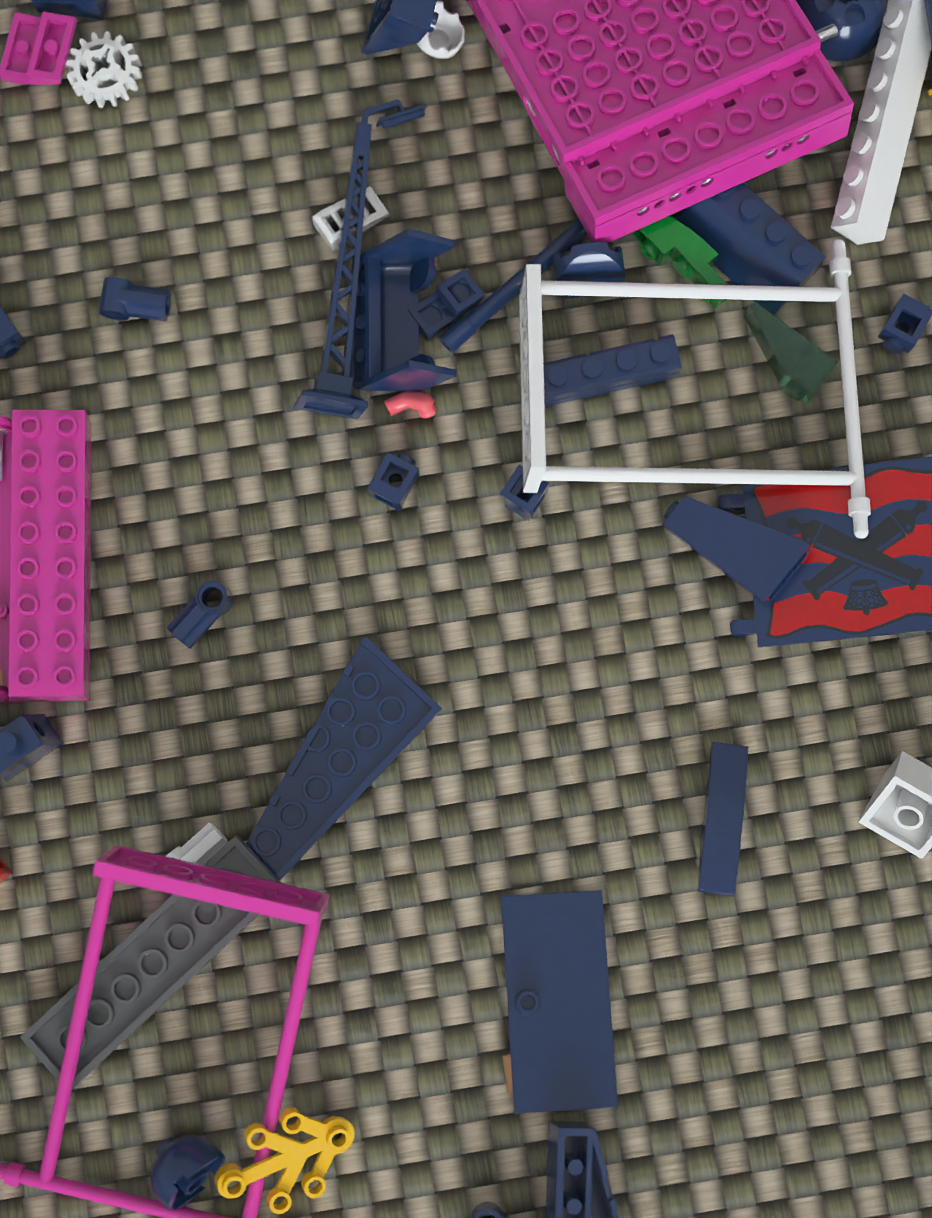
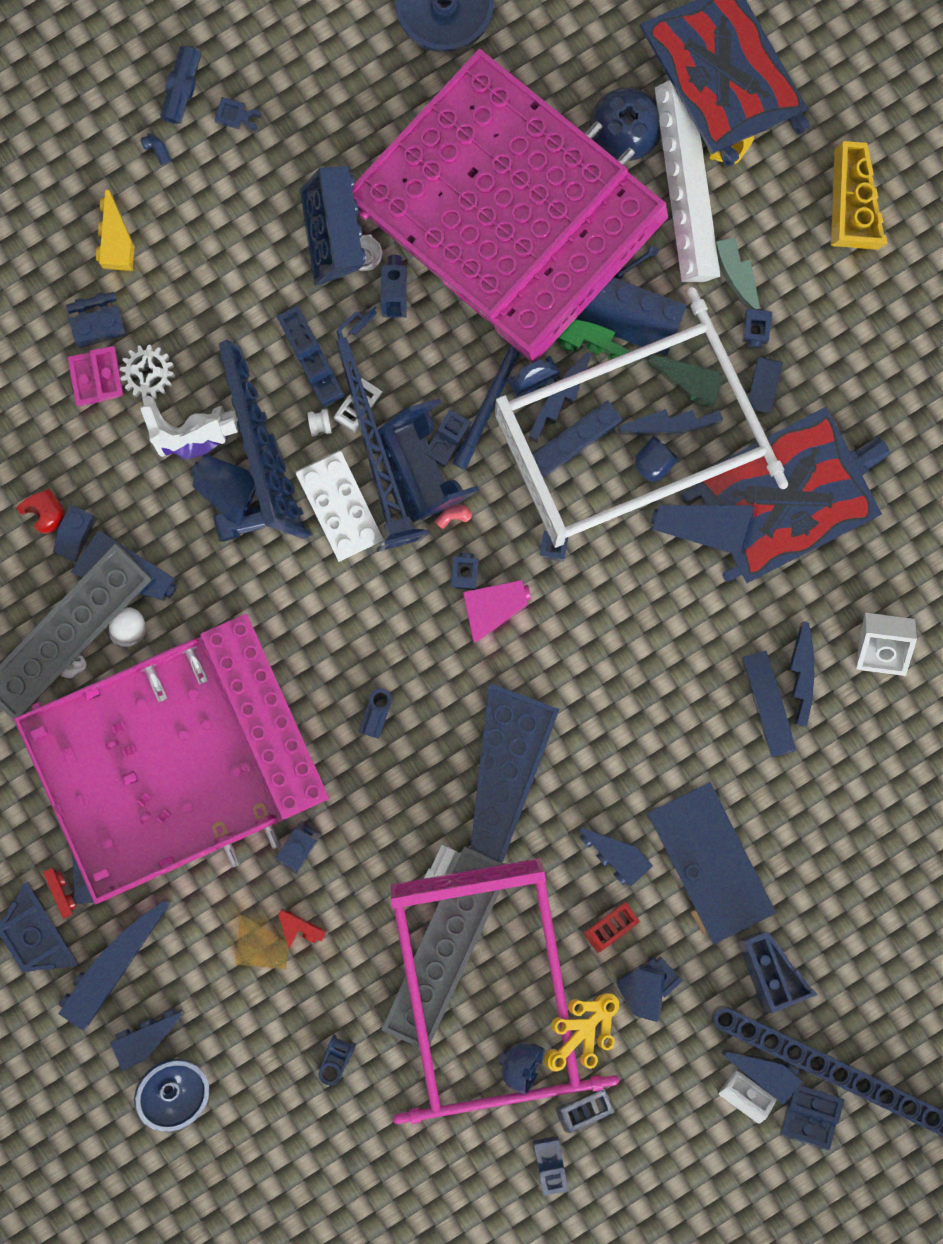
camera: 25 degrees left, 5 degrees up
(132, 169) = (194, 437): none -> white hips
(137, 246) = (224, 486): none -> dark blue slope
(200, 223) = (265, 459): none -> dark blue wing
(269, 328) = (339, 505): none -> white plate
(291, 217) = (319, 422): none -> white wheel
(317, 133) = (310, 356): none -> dark blue slope
(356, 1034) = (595, 941): none -> red slope
(392, 1138) = (643, 992): none -> dark blue slope
(413, 540) = (493, 606): none -> dark pink slope
(426, 1142) = (671, 980): none -> dark blue brick
(442, 941) = (623, 857): none -> dark blue slope
(461, 81) = (394, 288): none -> dark blue torso
(605, 311) = (555, 401): none -> dark blue slope
(701, 438) = (654, 460): none -> dark blue helmet
(728, 397) = (660, 424): none -> dark blue slope
(790, 786) = (803, 664): none -> dark blue slope
(807, 181) = (653, 251): none -> dark blue hinge
(886, 401) = (764, 384): none -> dark blue slope
(907, 246) = (737, 273): none -> sand green slope

